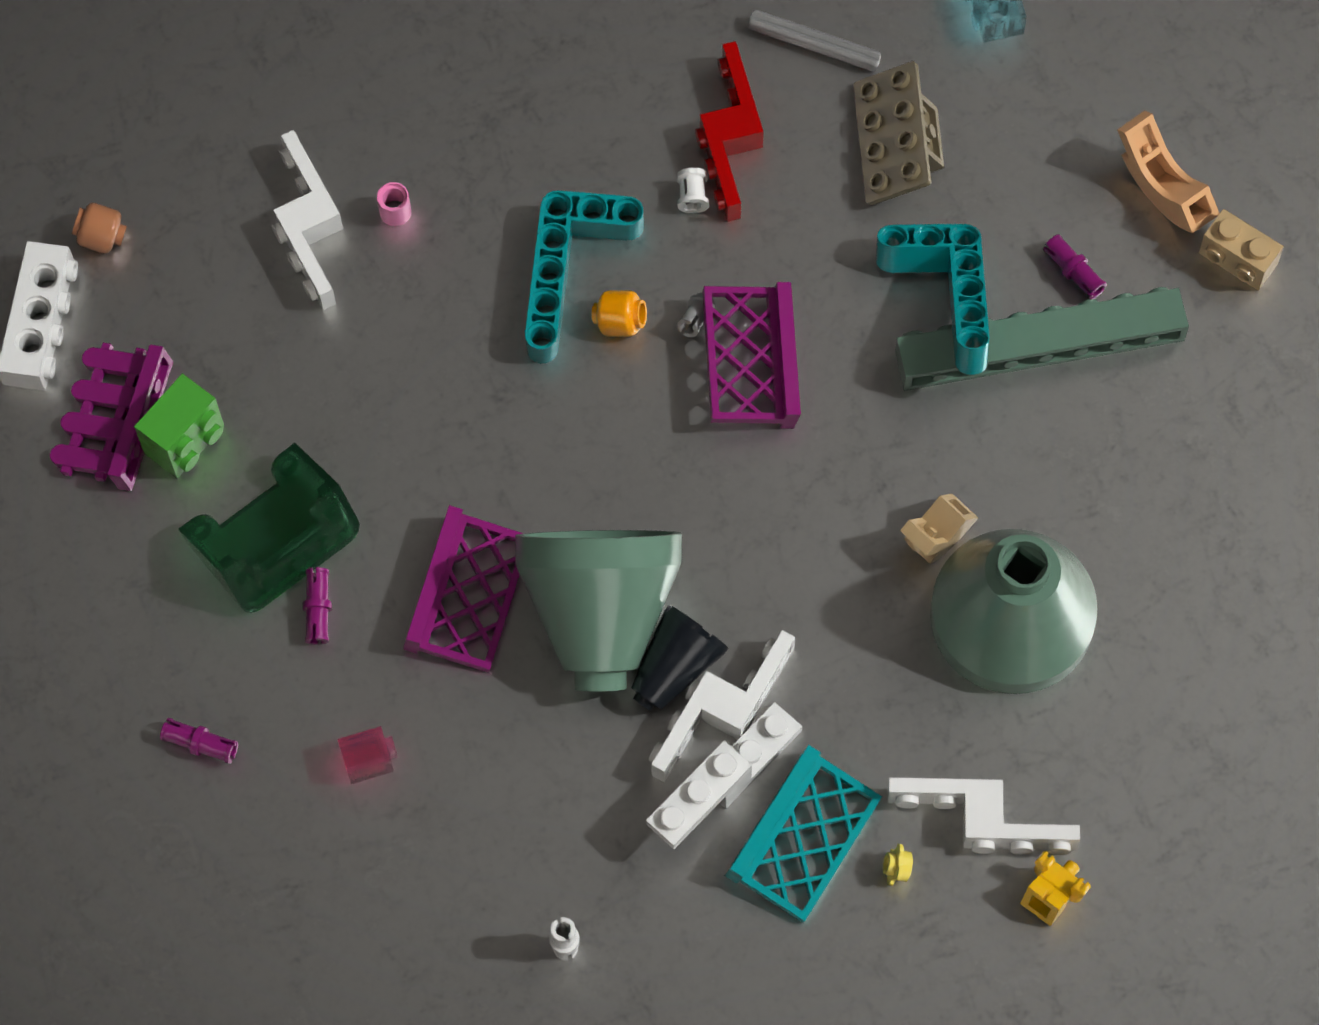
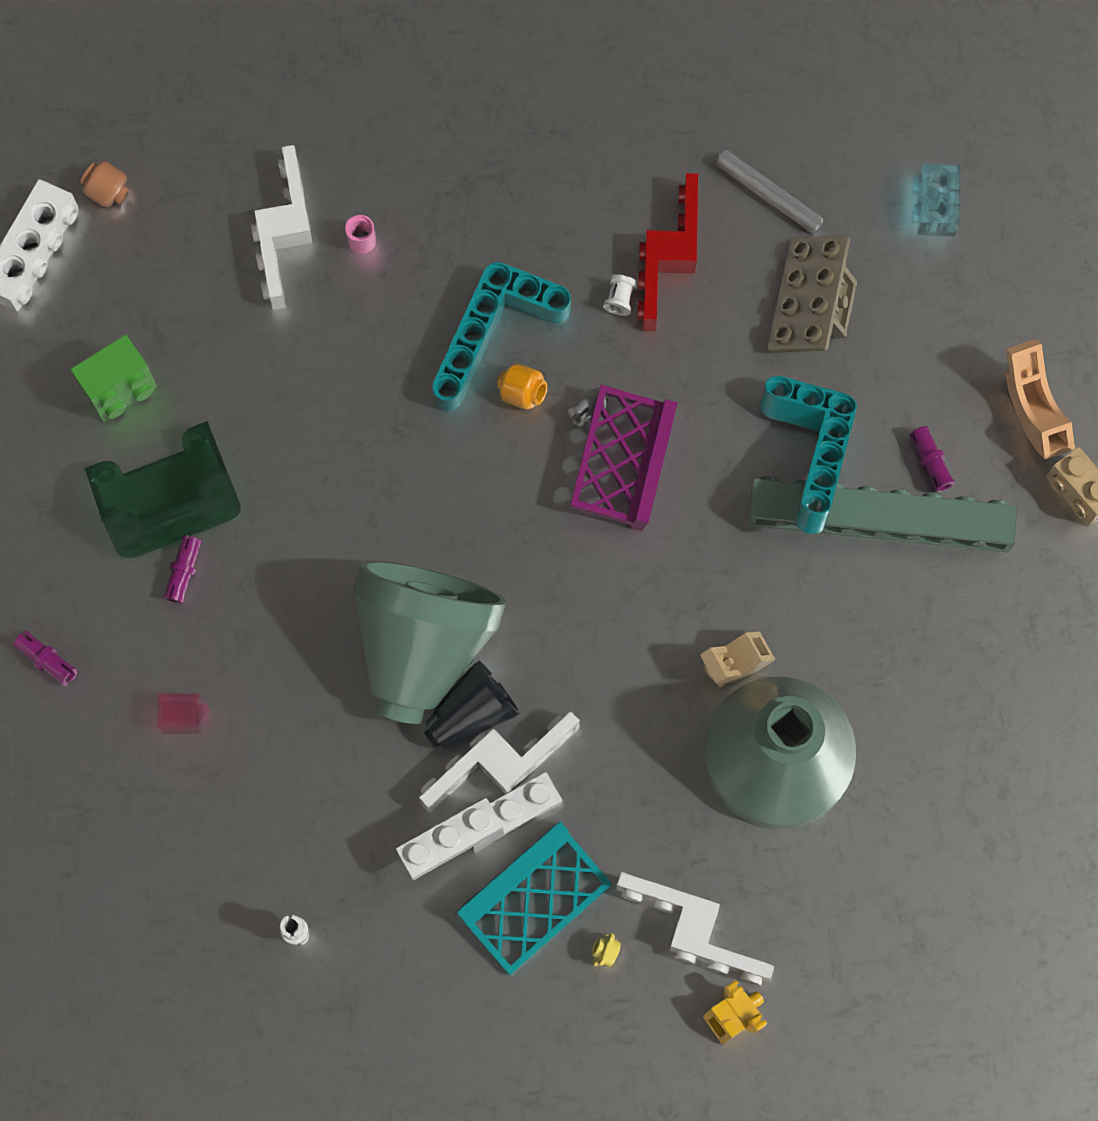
camera: 15 degrees right, 5 degrees up
(122, 453) = (60, 390): magenta fence -> none
(436, 582) = (286, 584): magenta fence -> none

